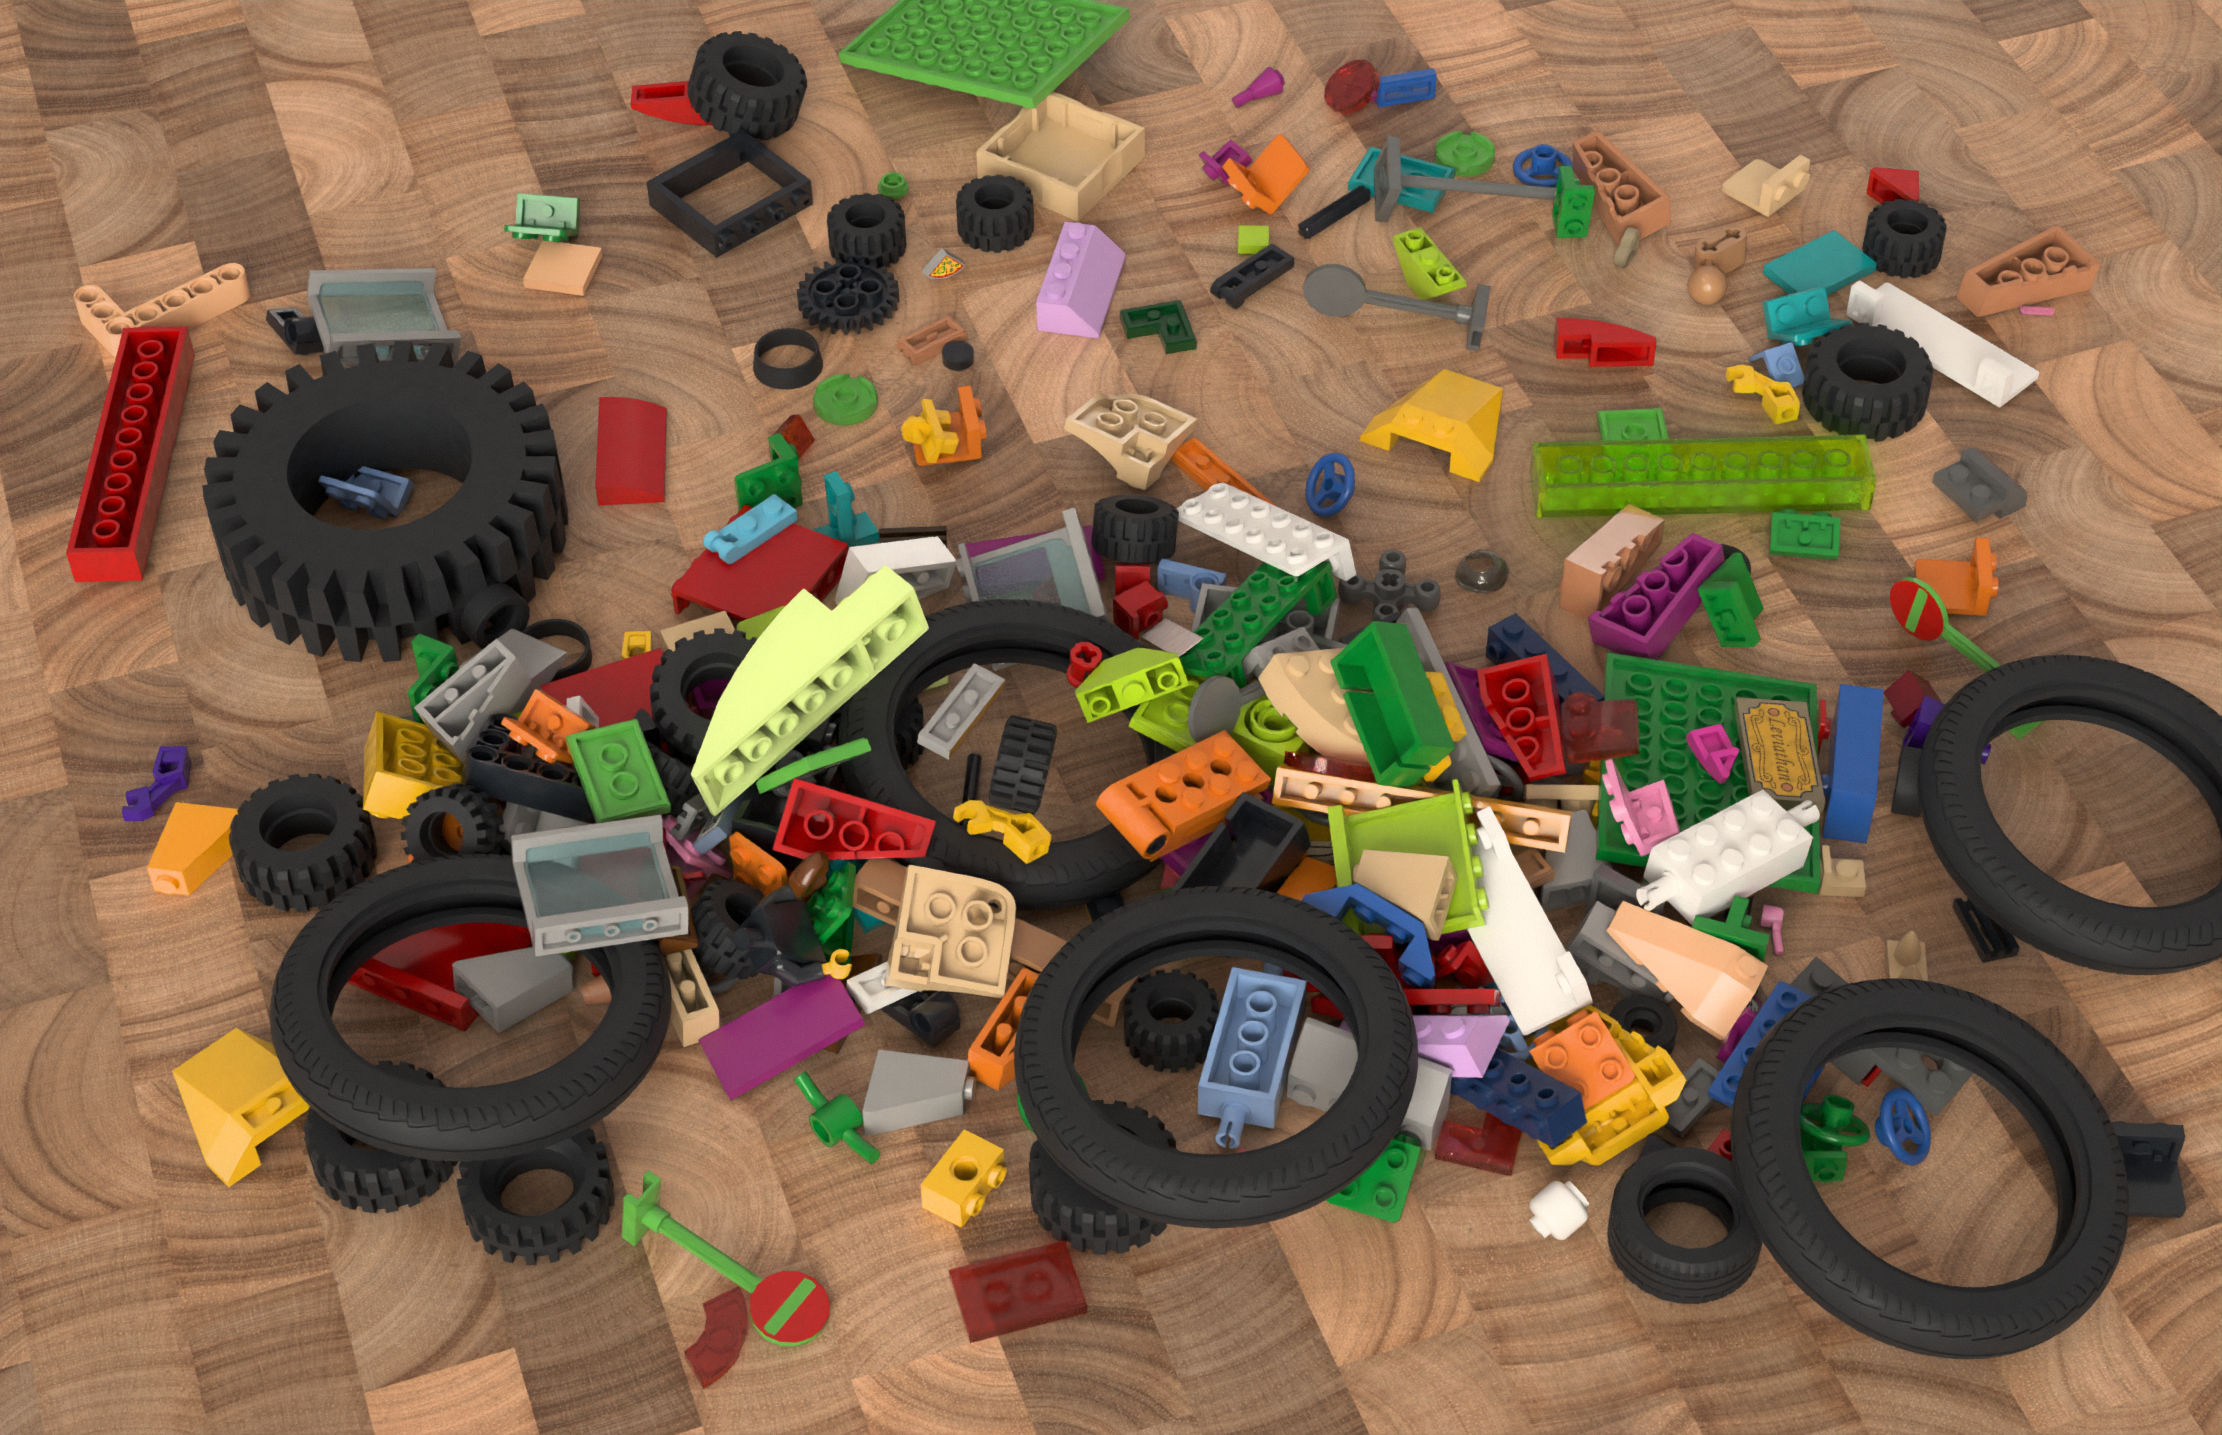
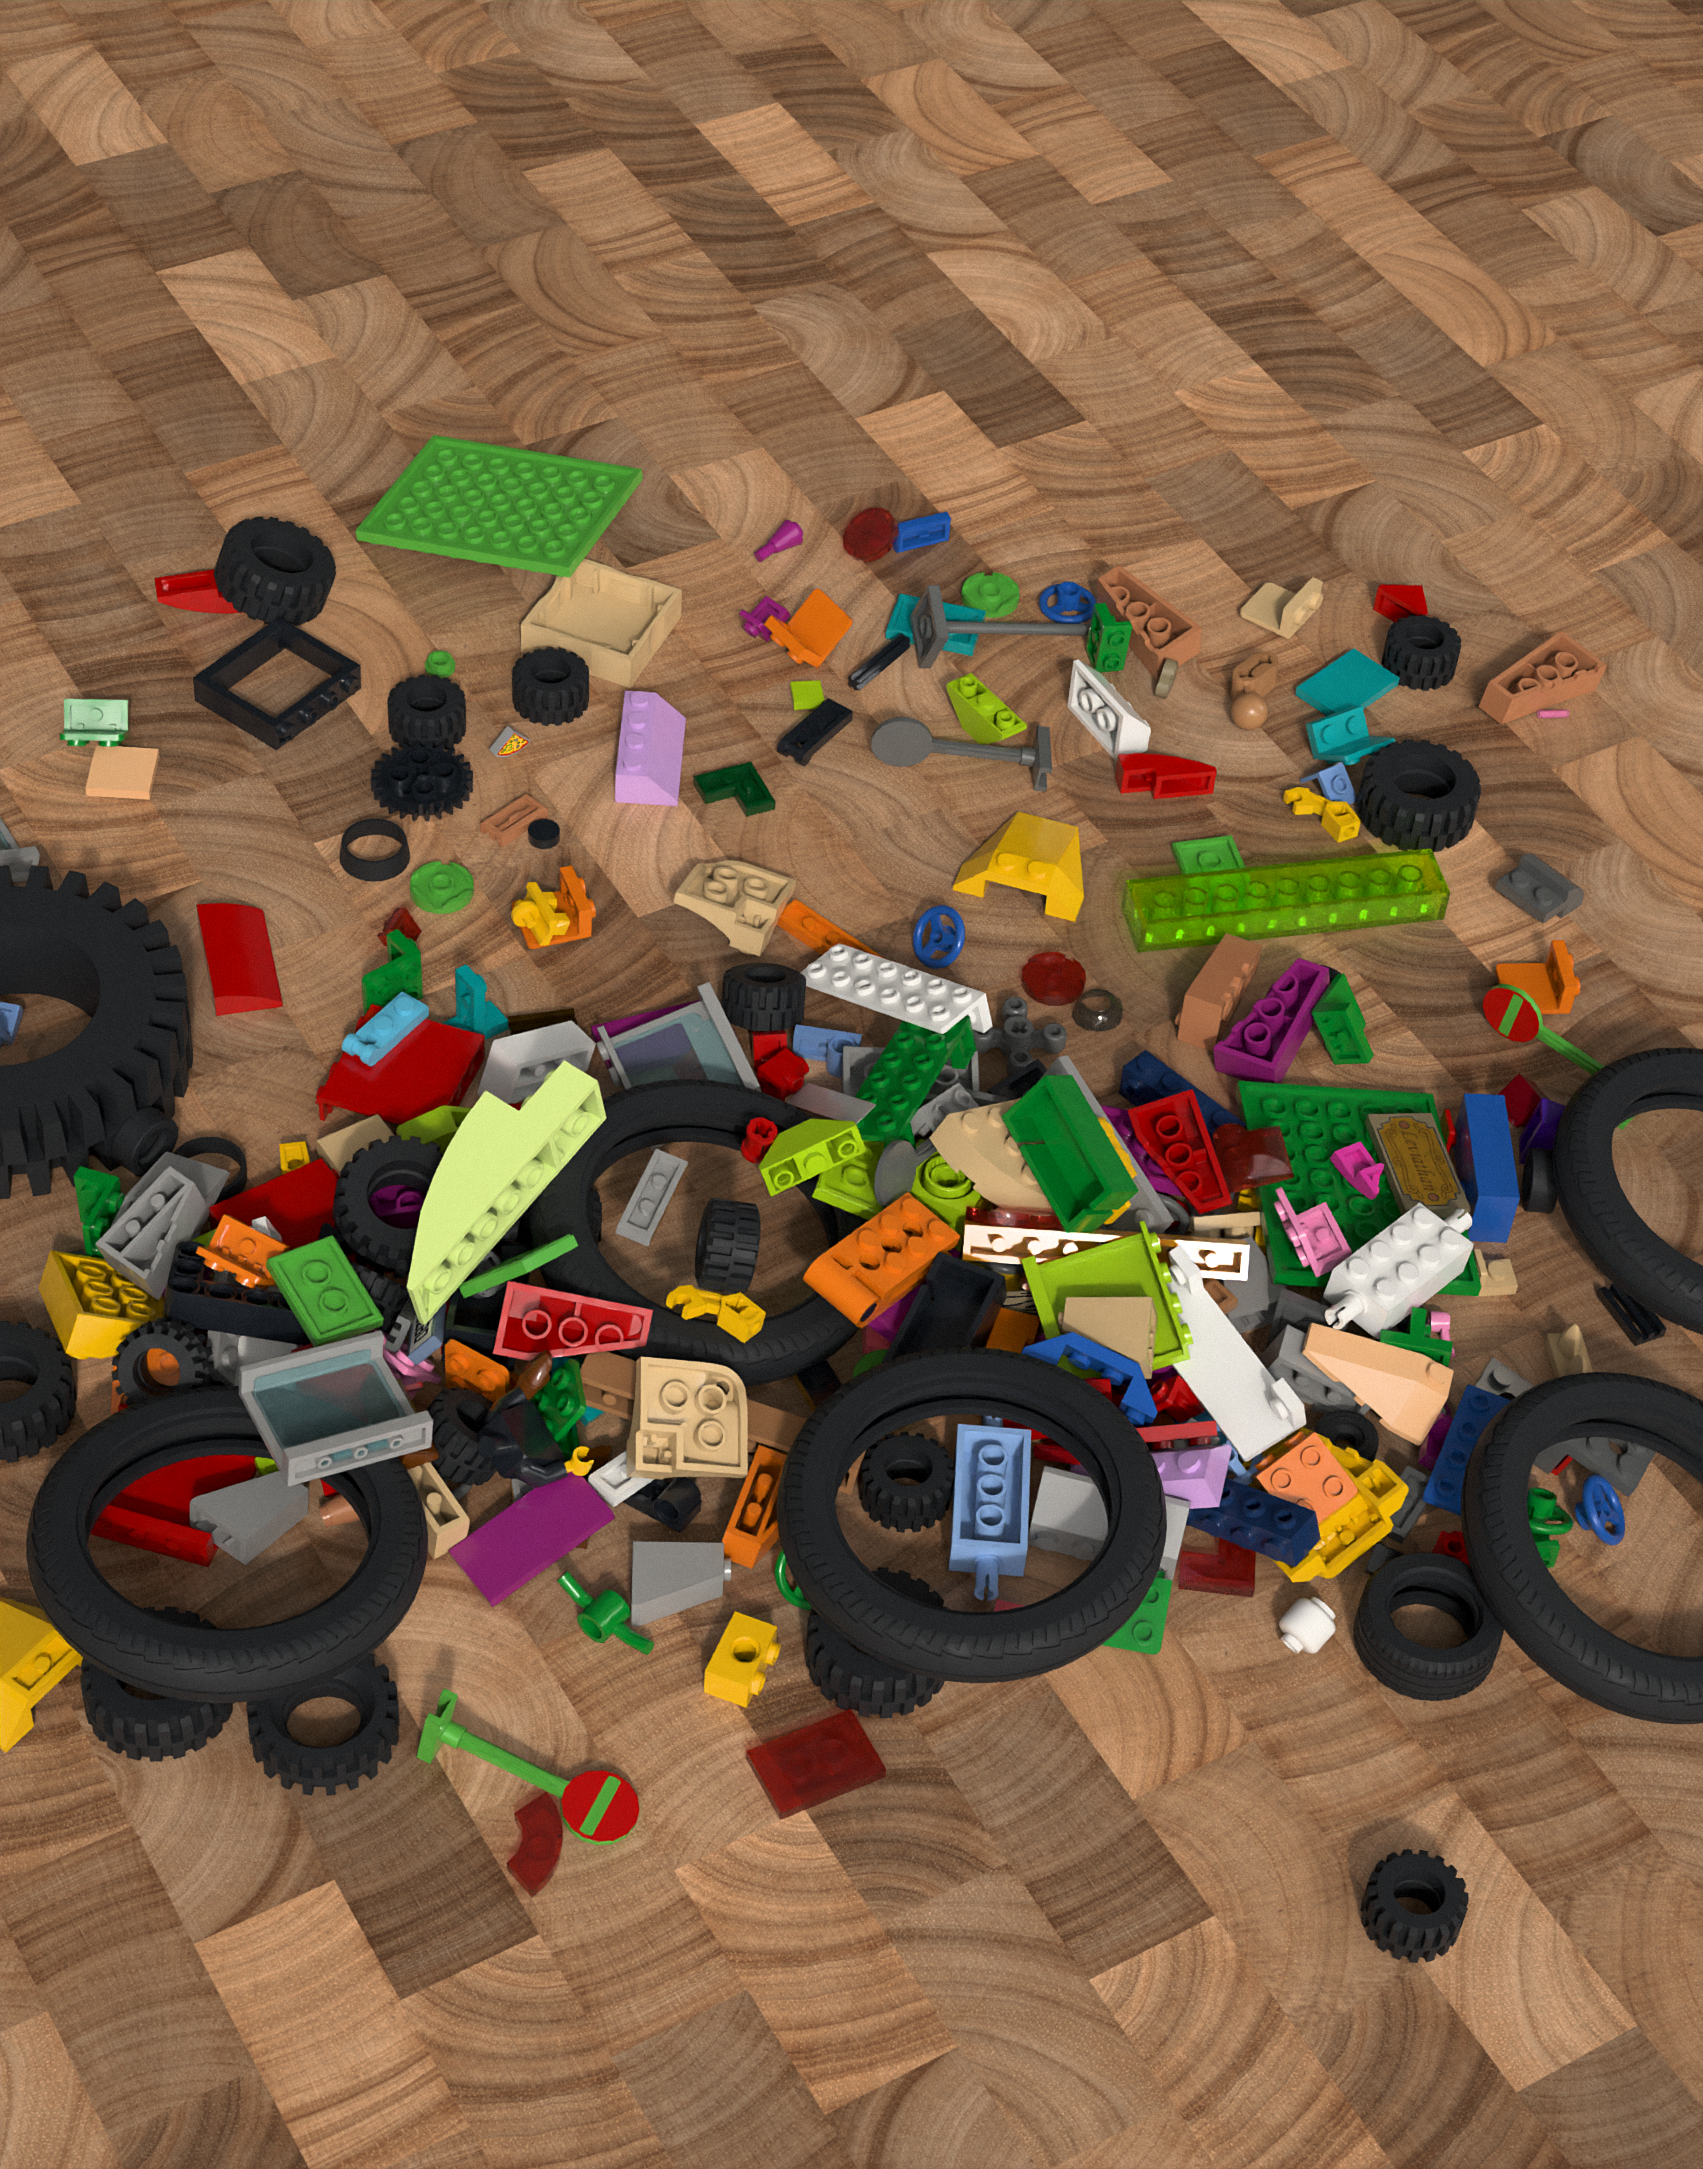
camera: 15 degrees left, 0 degrees up
(971, 781) = (657, 1272): black bar -> none
(1442, 536) = (1053, 979): none -> clear red tile
(1555, 275) = (1106, 712): none -> white slope
(1804, 535) = (1390, 949): green bracket -> none
(1949, 345) = (1493, 759): white bracket -> none

